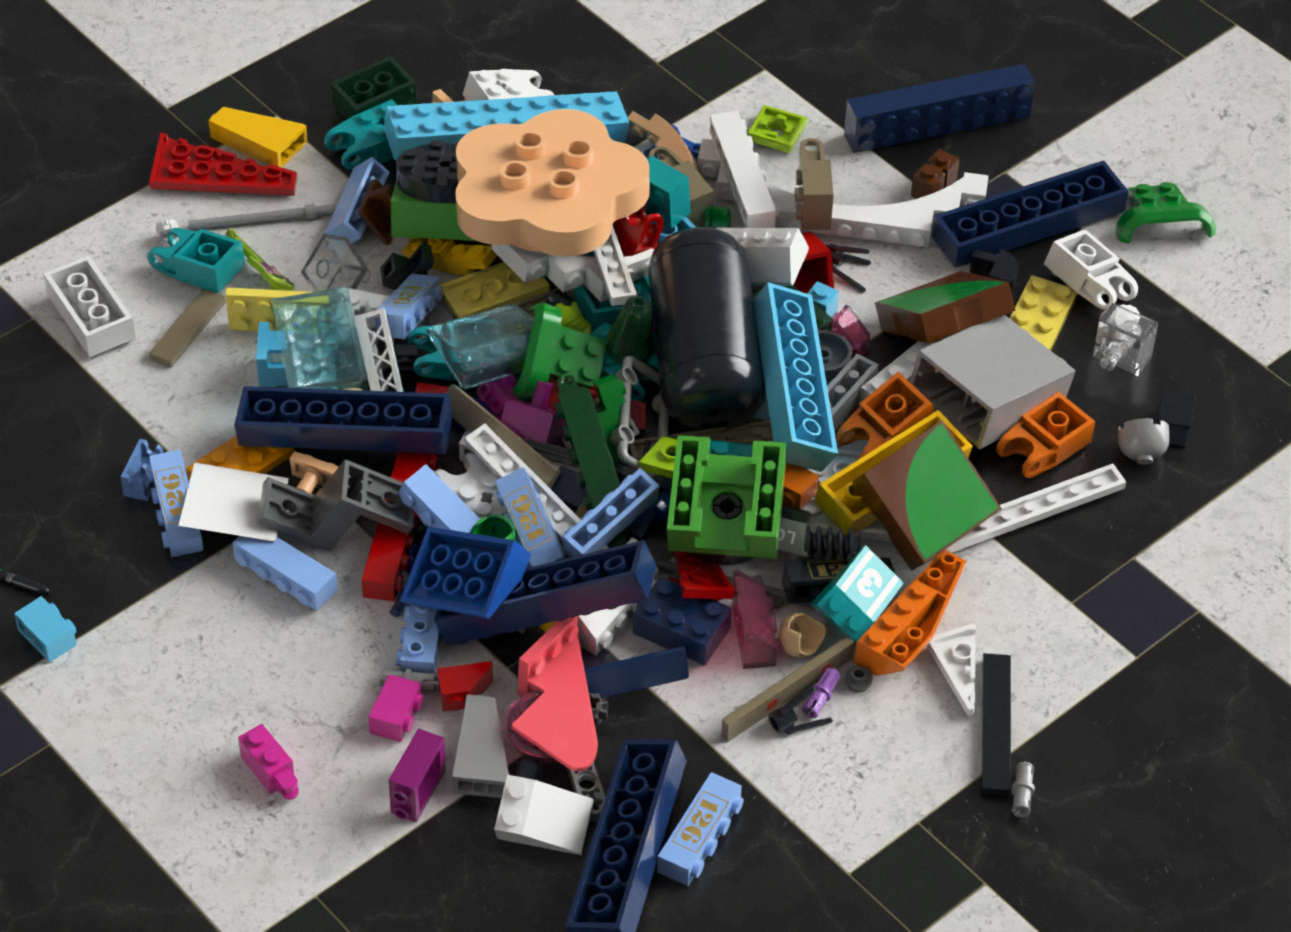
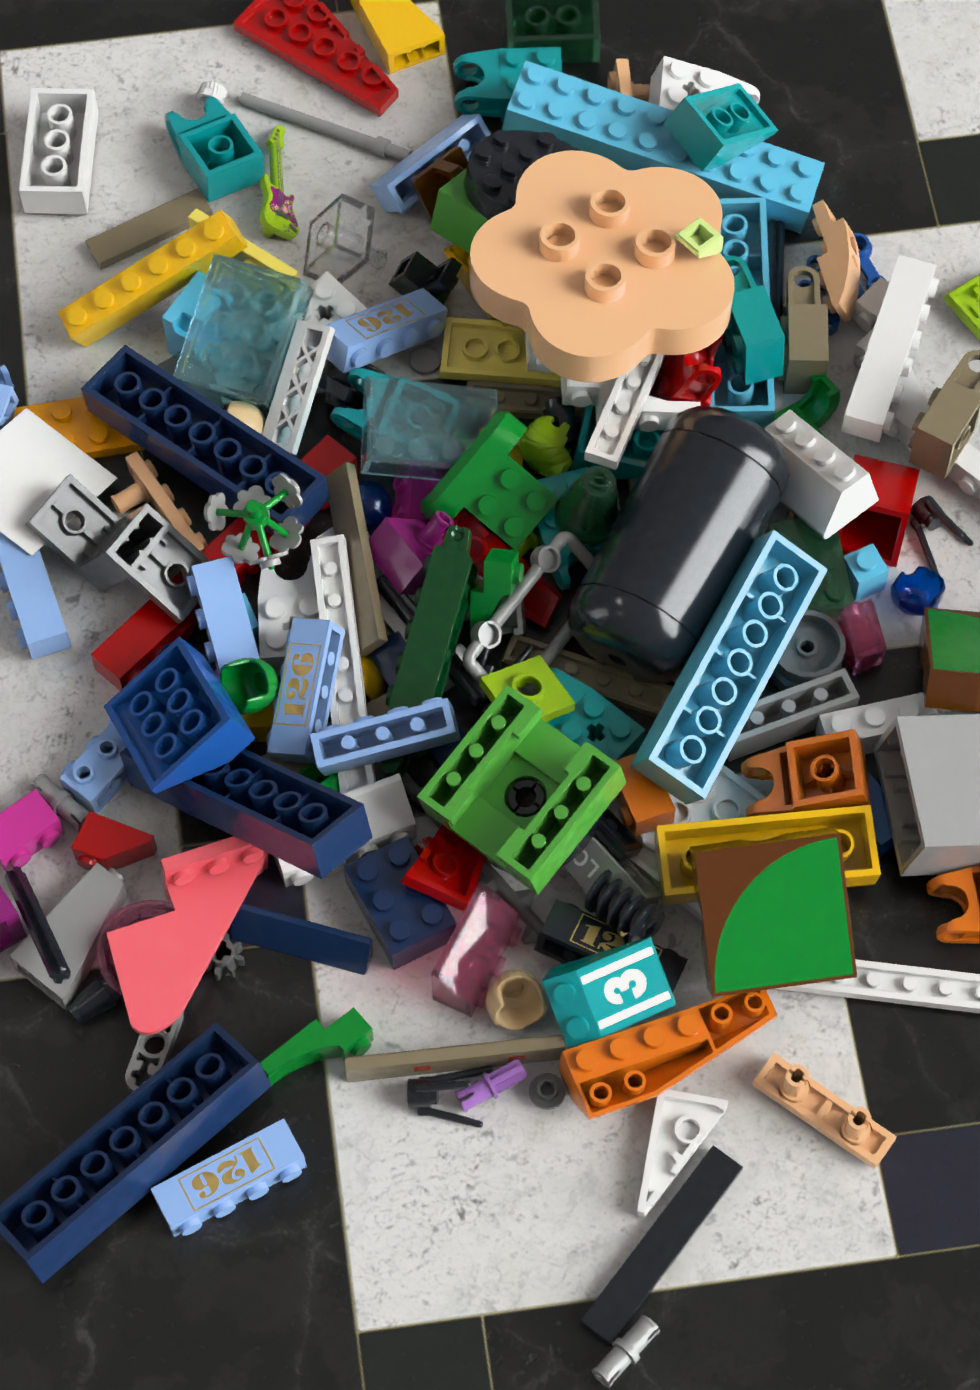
camera: 35 degrees right, 15 degrees up
(227, 344) = (151, 279): none -> yellow brick
(431, 425) = (255, 510): none -> light grey plant
(472, 746) = (37, 925): none -> black axle
(539, 91) = (718, 125): none -> teal slope
(543, 815) = (71, 1060): white slope -> none
(605, 134) = (701, 238): none -> yellowish green slope
(701, 721) = (344, 1038): none -> green slope
(862, 298) = (917, 590): none -> clear blue hair
(1033, 600) = (824, 1110): none -> light nougat plate

